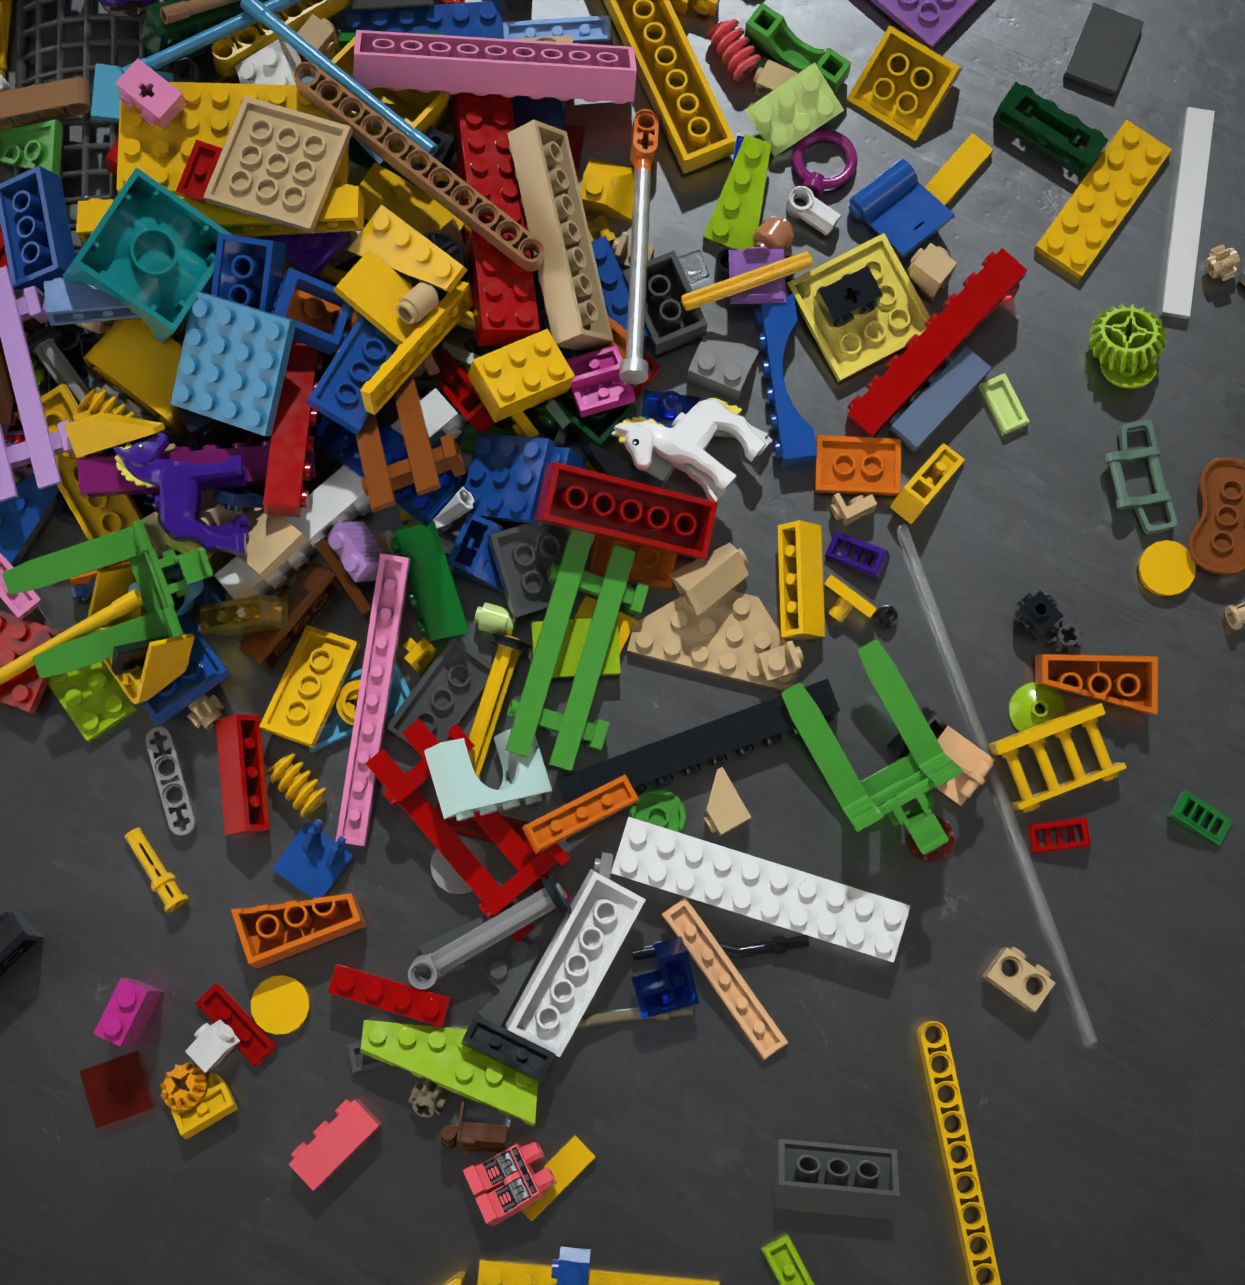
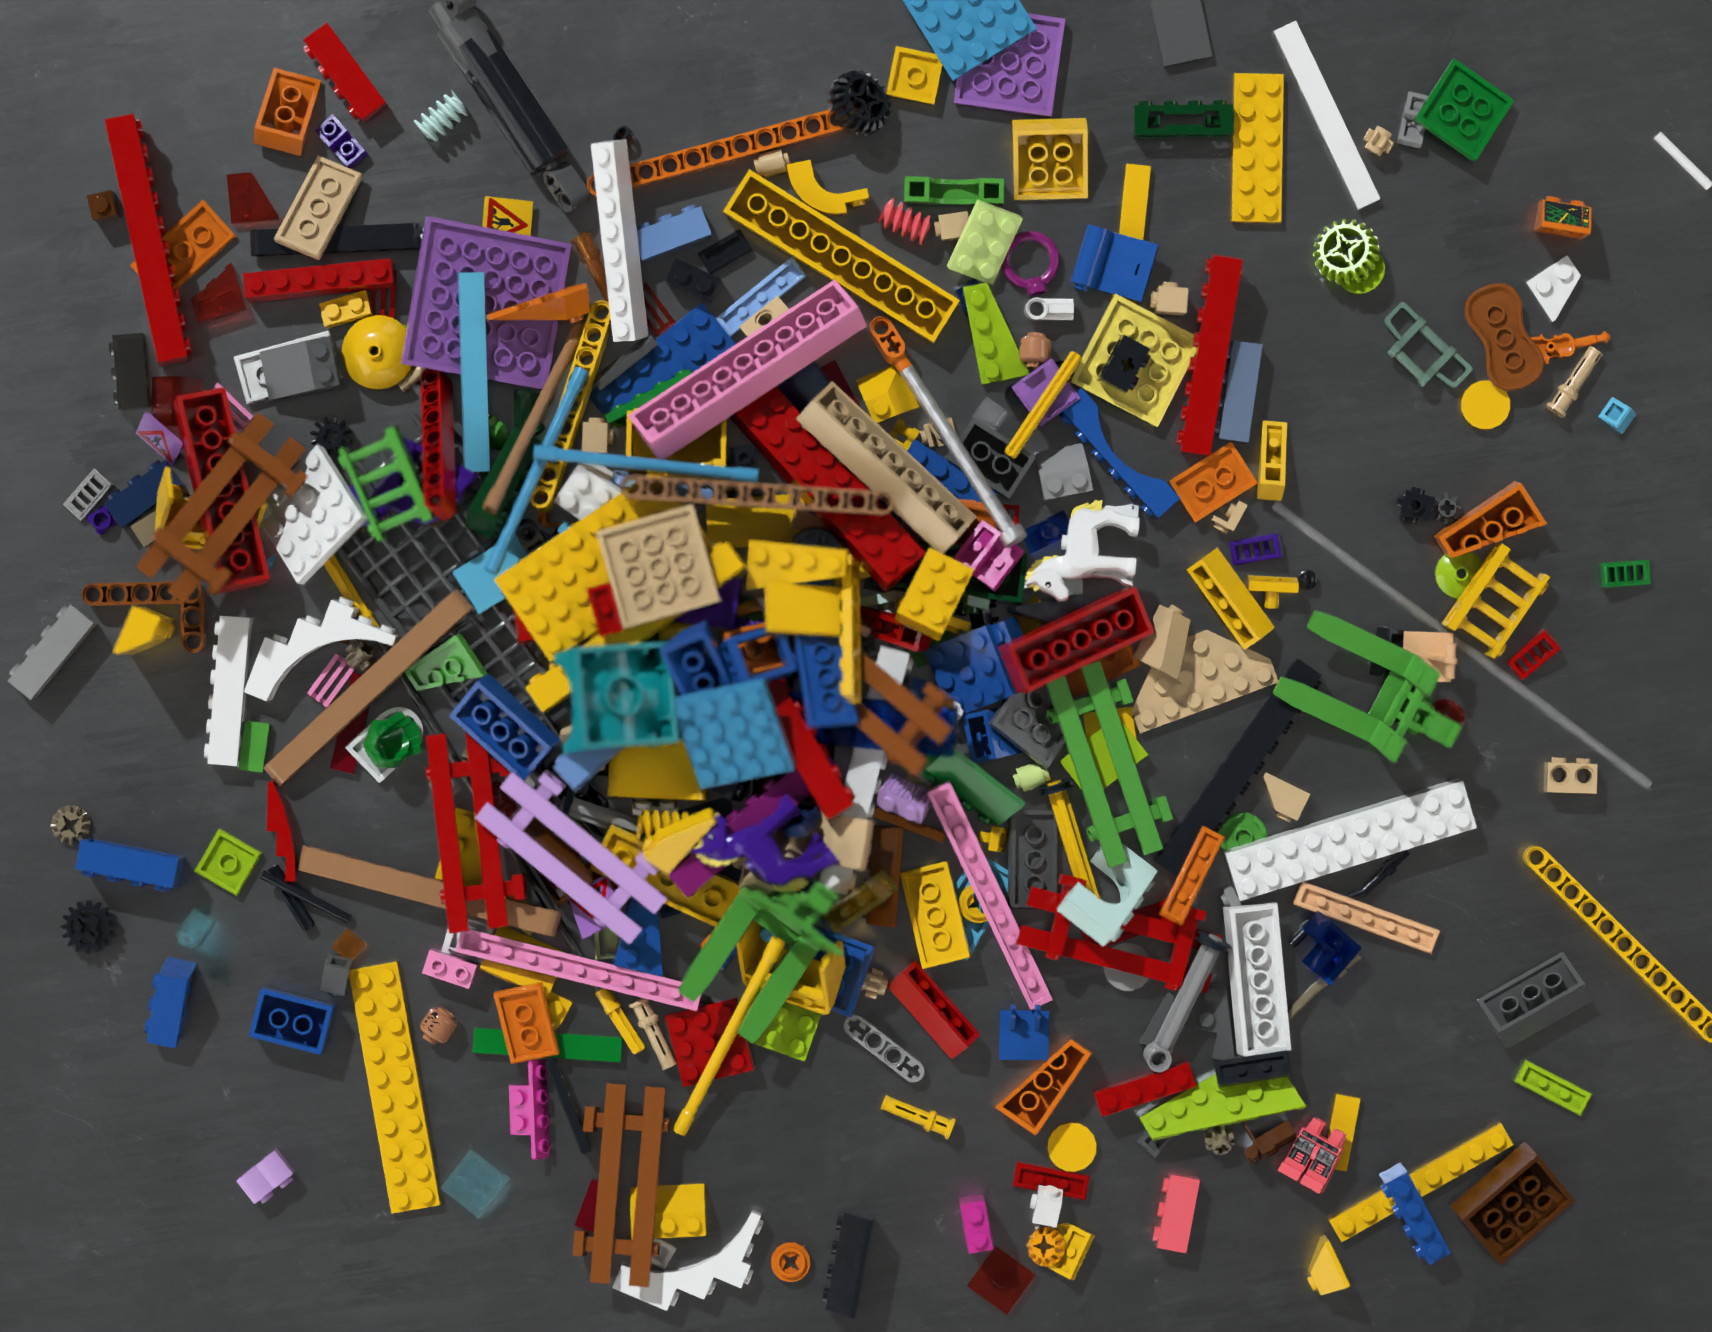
camera: 25 degrees left, 10 degrees up
(131, 656) = (808, 979): black plate -> none
(142, 81) = (541, 572): bright pink brick -> none
(297, 785) = (975, 989): yellow piece -> none
(417, 303) = (830, 598): tan brick -> none
(781, 661) = (1256, 668): tan bracket -> none
(1004, 404) = (1287, 360): yellowish green tile -> none

